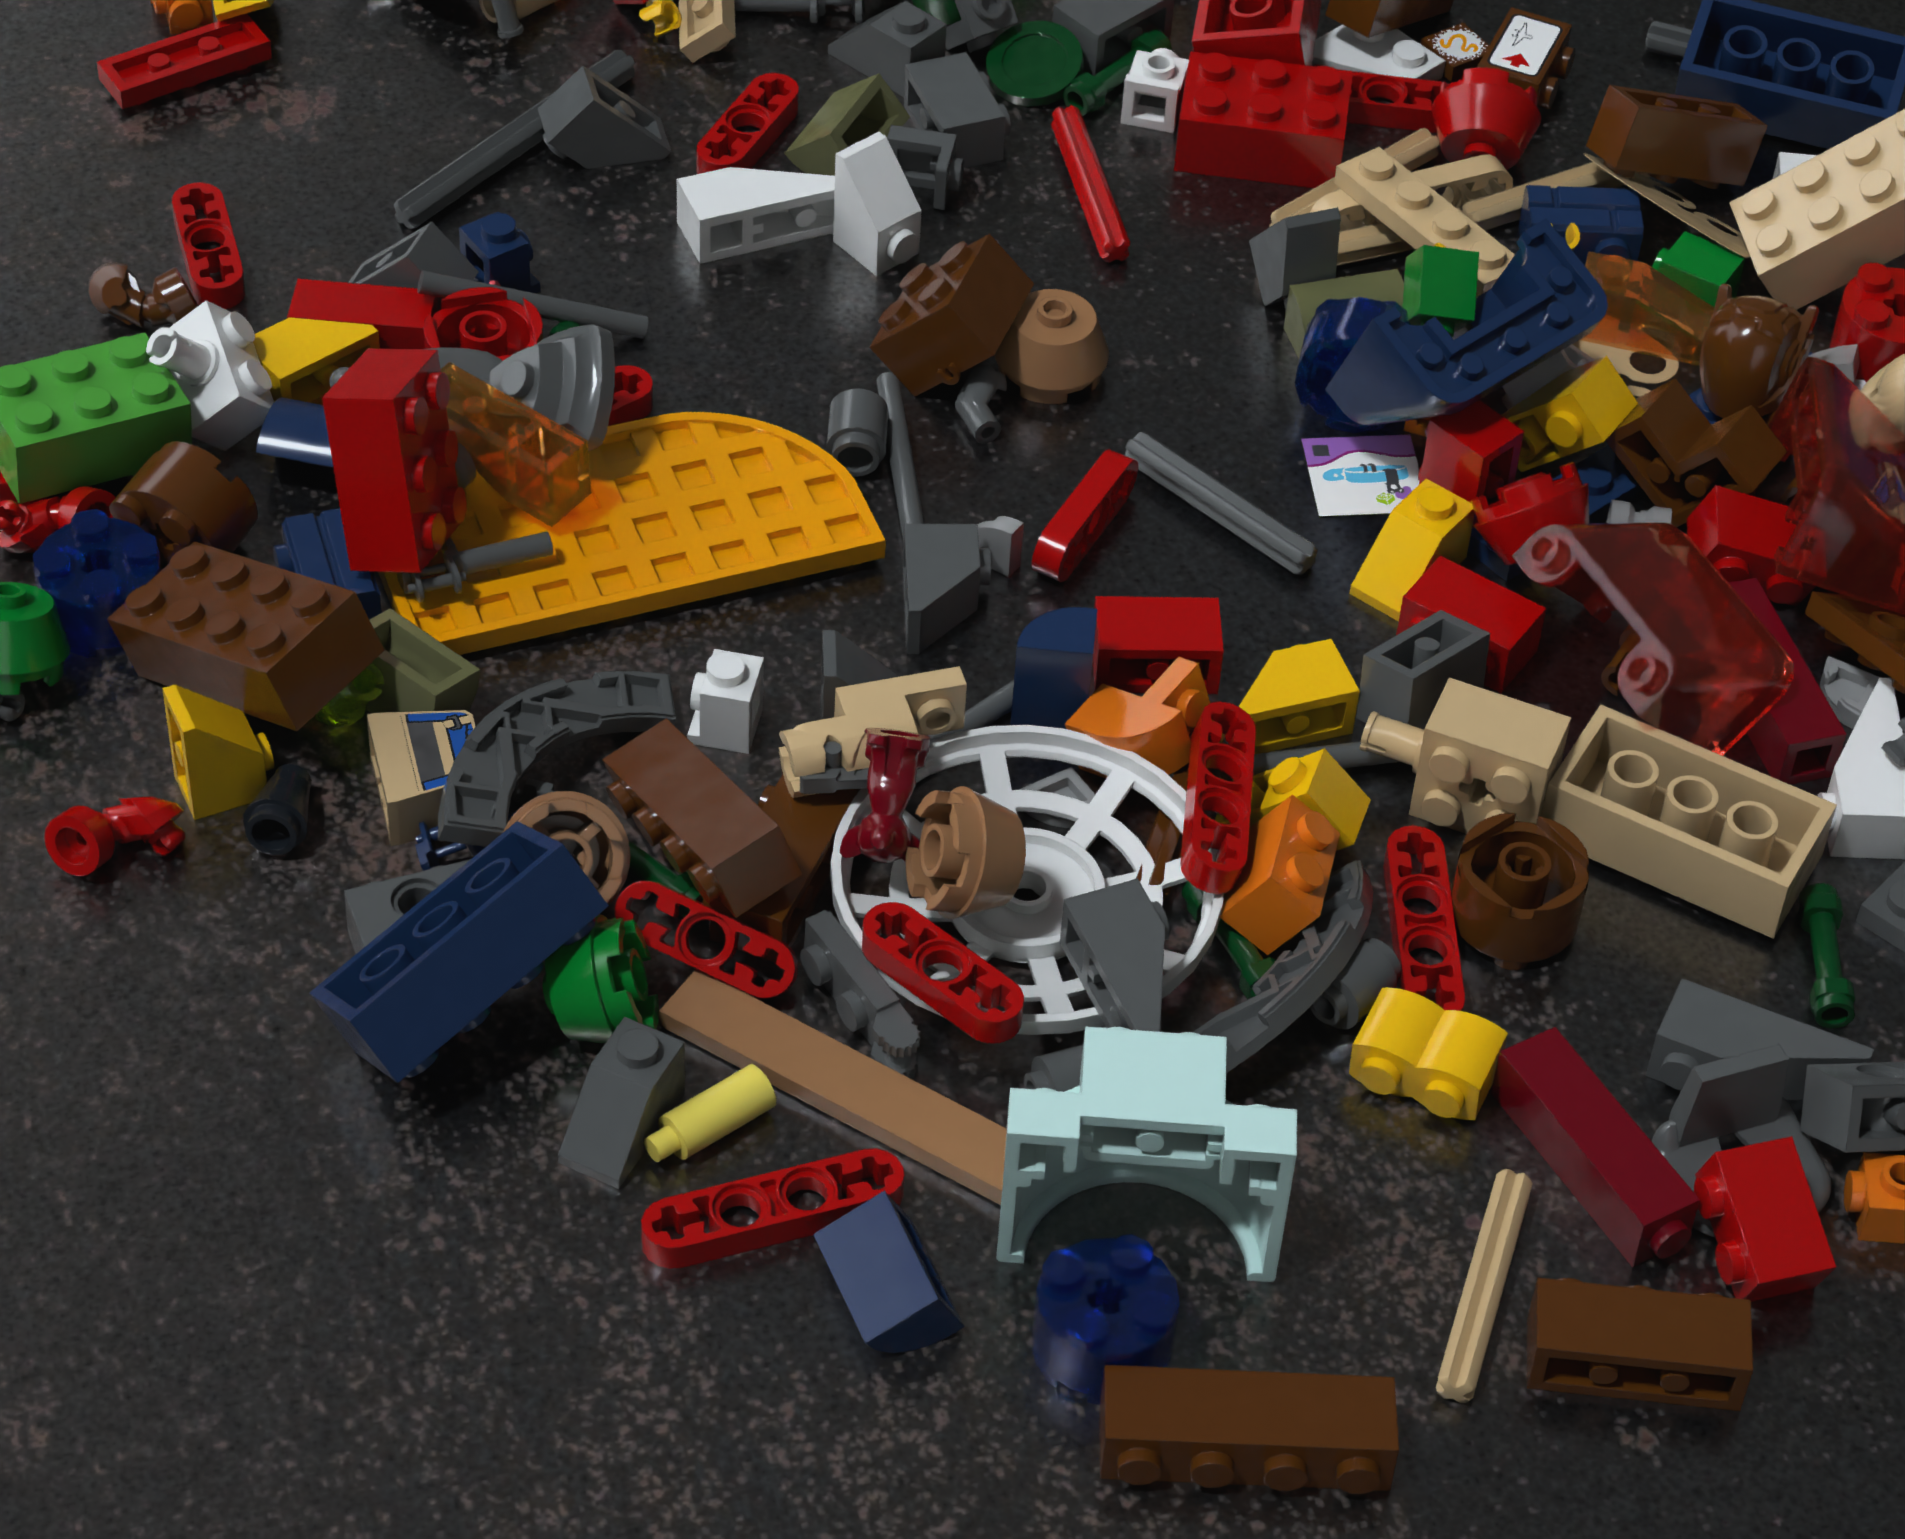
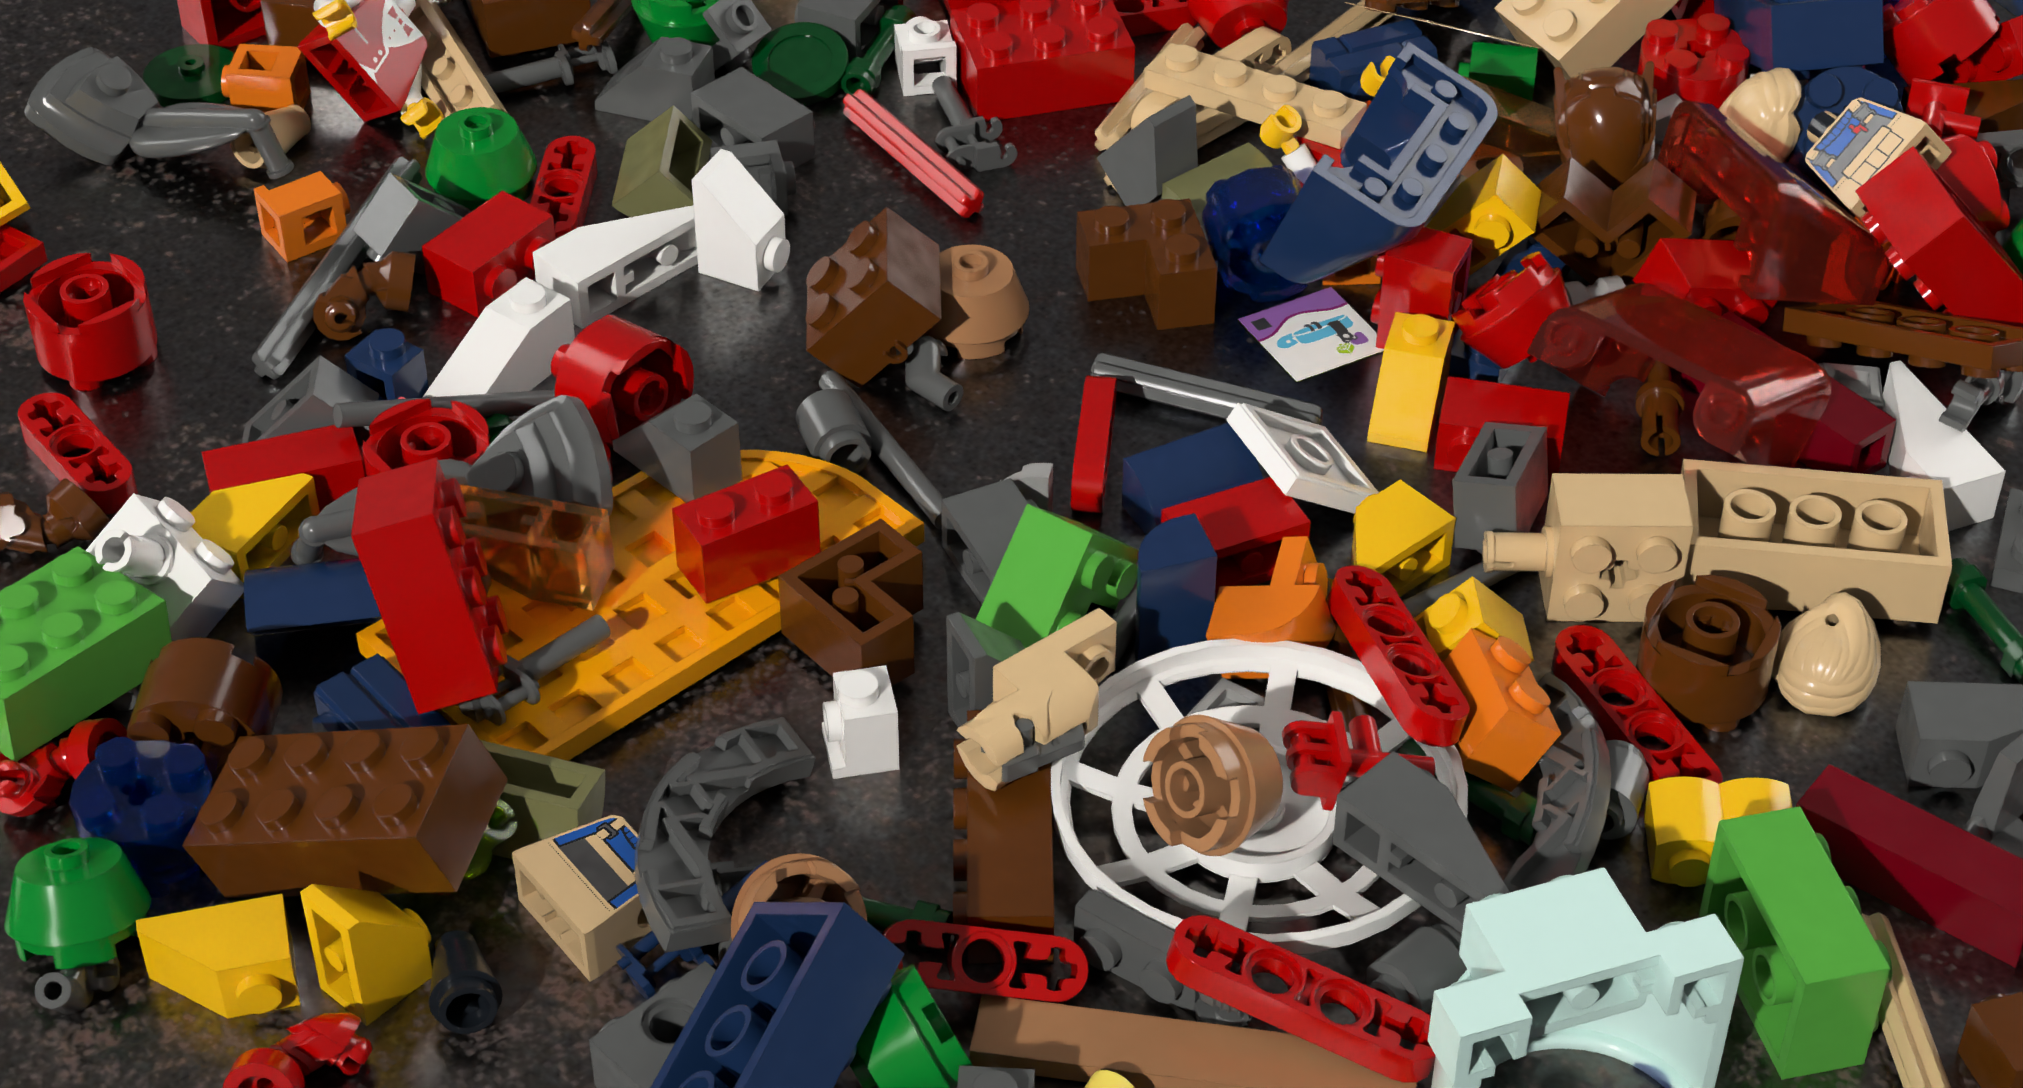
camera: 20 degrees left, 5 degrees down
(107, 723) = (225, 955): none -> yellow slope
(272, 126) = (91, 319): none -> red brick
(497, 179) = (343, 307): none -> reddish brown arm
(506, 80) = (302, 215): none -> orange brick
(615, 263) = (509, 344): none -> white slope
(640, 166) = (486, 252): none -> red brick
(687, 74) = (479, 156): none -> green cone
(687, 329) = (622, 374): none -> red brick
(699, 819) = (921, 840): reddish brown brick -> none
(707, 409) = (686, 448): none -> dark grey slope
(712, 500) = (746, 533): none -> red brick
(778, 588) = (856, 603): none -> reddish brown brick
(890, 784) = (1105, 743): dark red animal -> none
(940, 1070) = (1299, 1007): none -> red beam
(949, 998) = (1228, 885): red beam -> none
(959, 620) = (1054, 575): none -> bright green brick
(1079, 864) = (1322, 758): none -> red arm
(1144, 184) = (969, 135): none -> dark grey piece
(1151, 567) = (1184, 472): none -> dark blue brick
(1242, 348) = (1150, 253): none -> reddish brown brick
(1259, 589) = (1301, 458): none -> white tile
(1412, 1169) = (1809, 959): none -> bright green brick
(1442, 286) = (1308, 132): green brick -> none
(1637, 933) = (1828, 657): none -> tan hair

